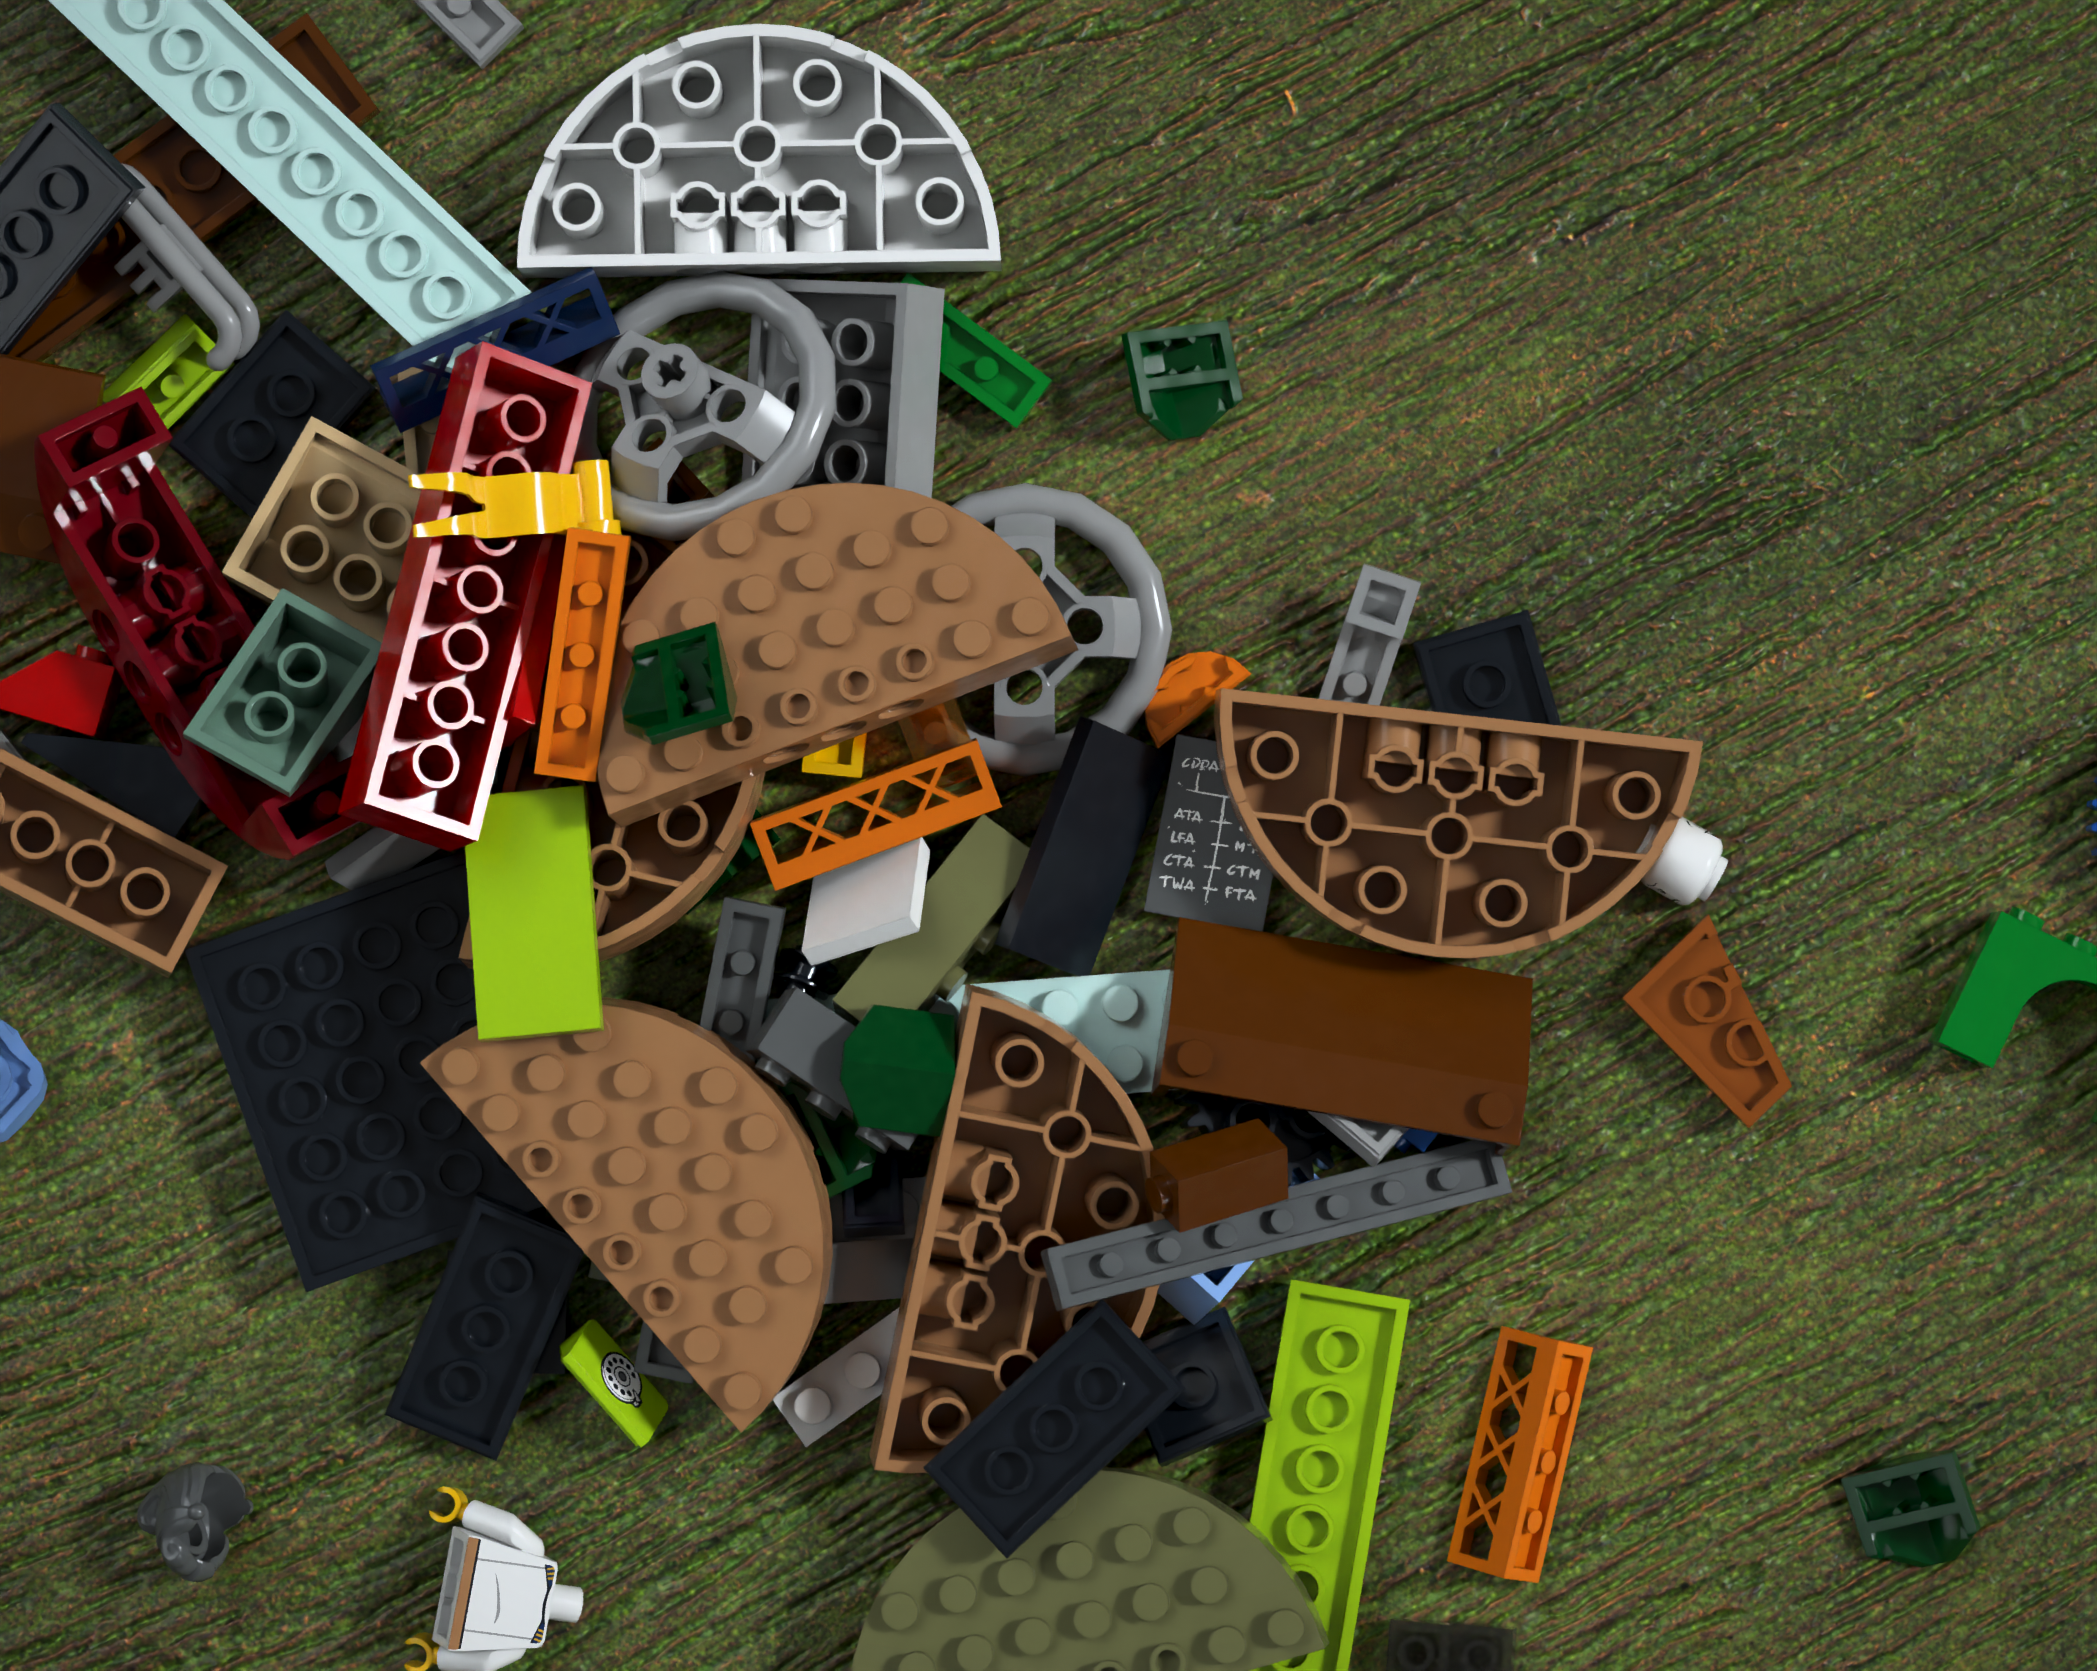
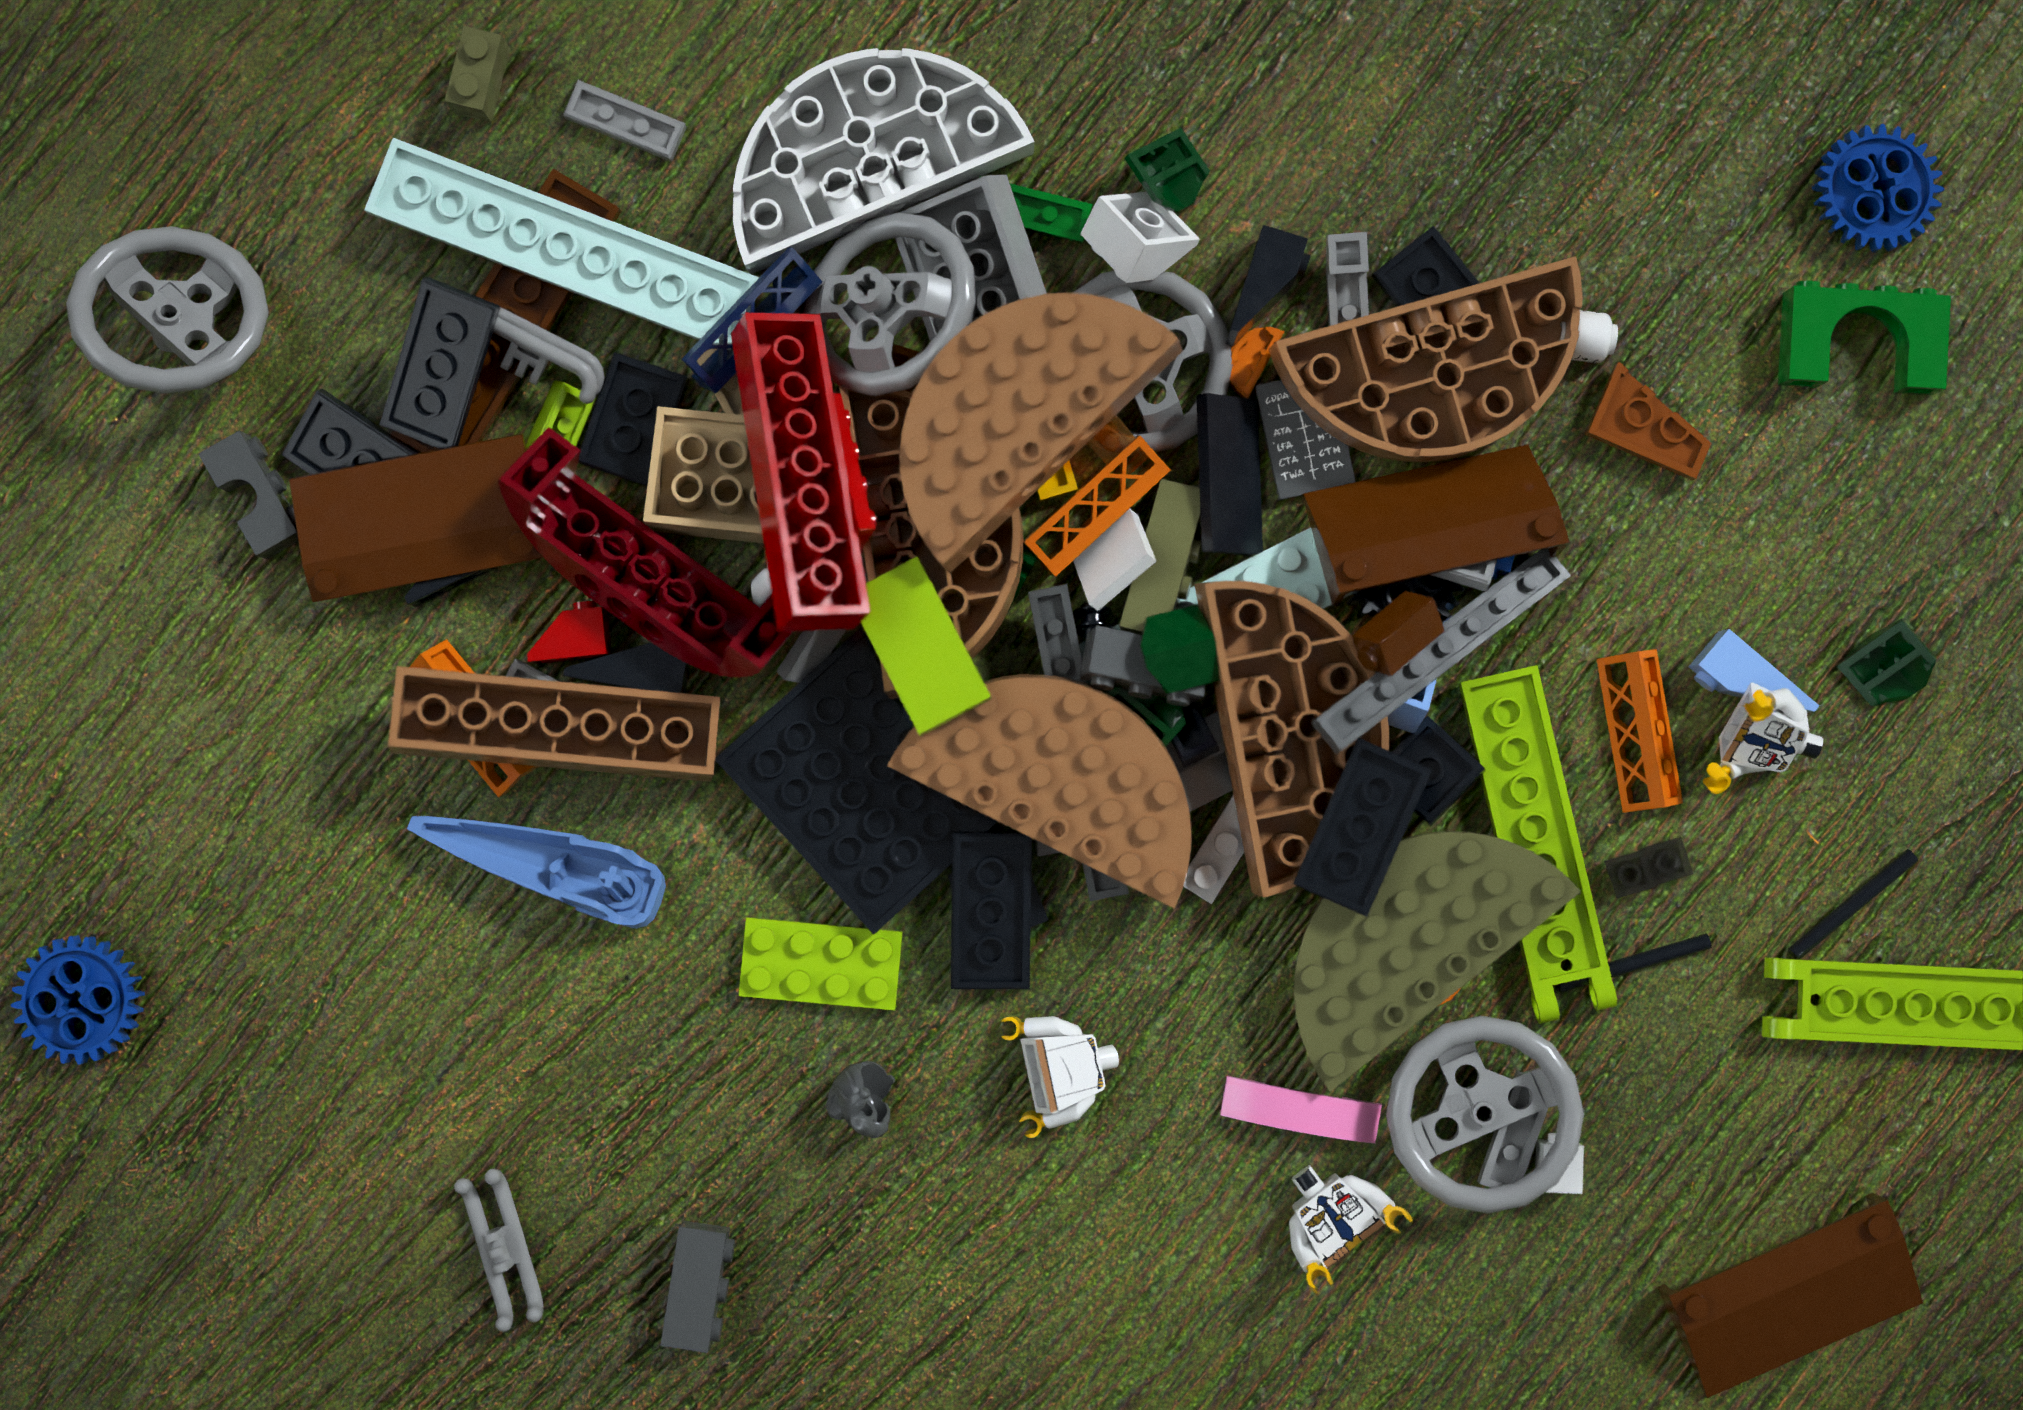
camera: 25 degrees left, 0 degrees up
(217, 1301) = (820, 963): none -> lime plate
(287, 694) = (715, 574): sand green slope -> none
(525, 502) = (815, 398): yellow flag -> none
(582, 653) = (885, 474): orange fence -> none
(611, 1381) = (1080, 911): lime slope -> none
(678, 686) = (953, 468): dark green slope -> none
(1094, 453) = (1137, 235): none -> white slope
(1259, 589) = (1270, 275): none -> black slope
(1684, 1536) = (1762, 736): none -> torso
(1694, 1427) = (1731, 665): none -> light blue slope

